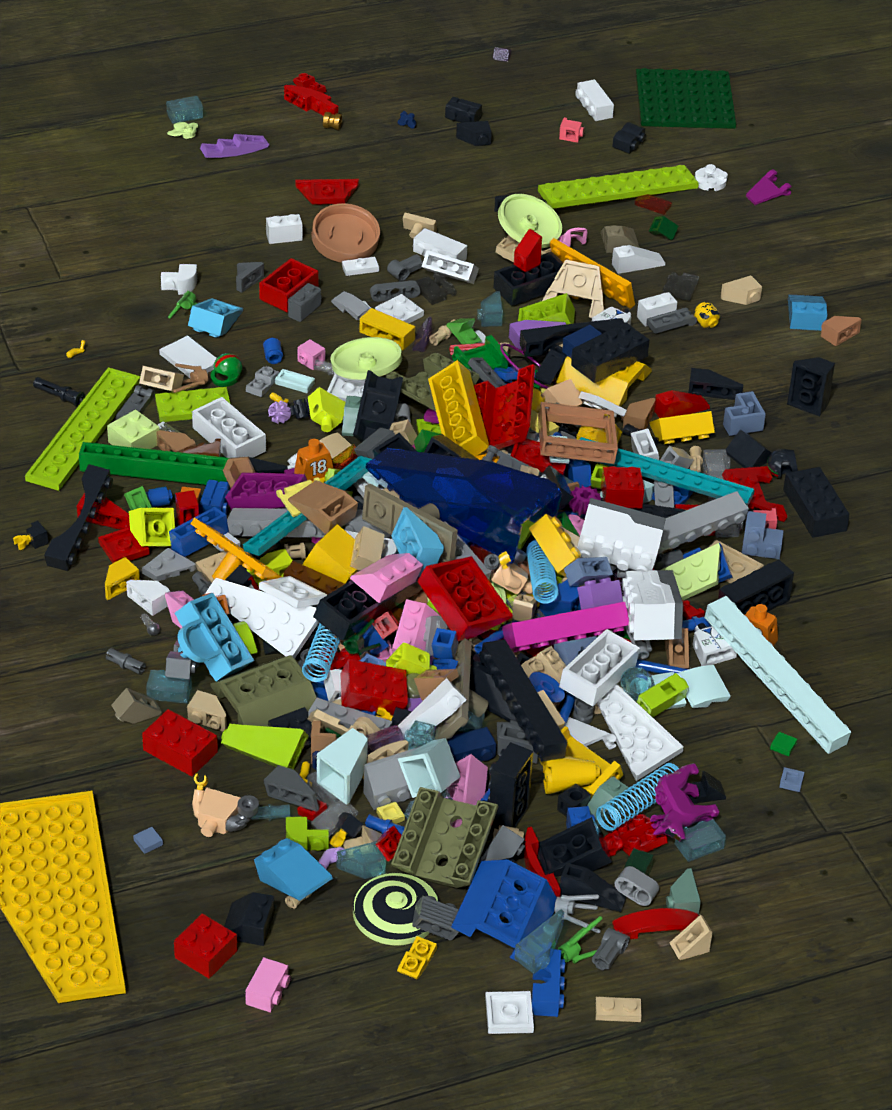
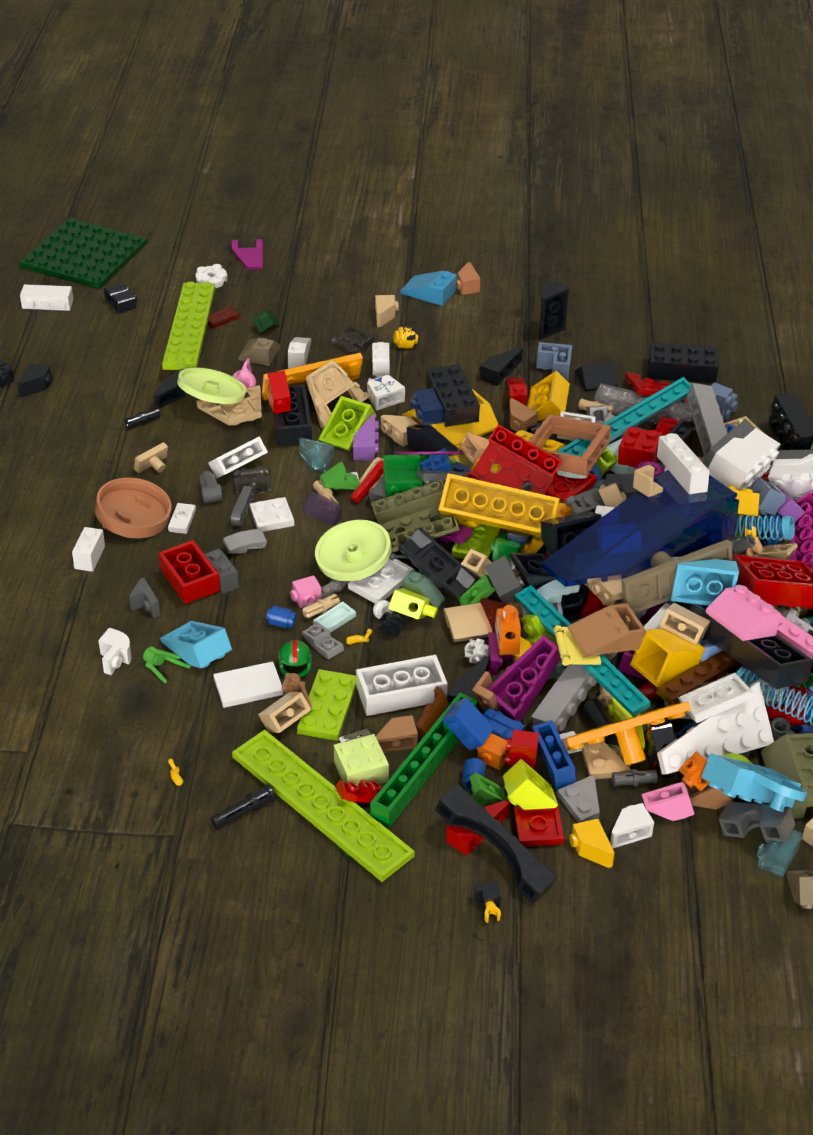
camera: 65 degrees left, 0 degrees up
(100, 435) = (361, 793): none -> red slope
(125, 661) = (724, 876): dark grey pin -> none
(137, 402) = (304, 749): dark grey plate -> none
(152, 627) = (678, 839): piece -> none
(191, 468) = (468, 724): none -> blue brick
(279, 412) = (384, 645): lavender gear -> none
(300, 367) = (321, 606): none -> tan axle
(327, 190) = (43, 503): red wing -> none
(381, 325) = (299, 528): yellow brick -> none
(439, 244) = (196, 456): white brick -> none
(472, 205) = (142, 418): none -> black pin
(491, 457) = (644, 481): none -> tan panel
(535, 474) = (683, 464): none -> white brick
(539, 340) = (399, 430): black arch -> none
(571, 130) = (80, 325): coral brick -> none
(600, 403) = (512, 426): white plate -> none
(671, 320) = (397, 360): dark grey plate -> none
(782, 462) = (627, 360): black helmet -> none

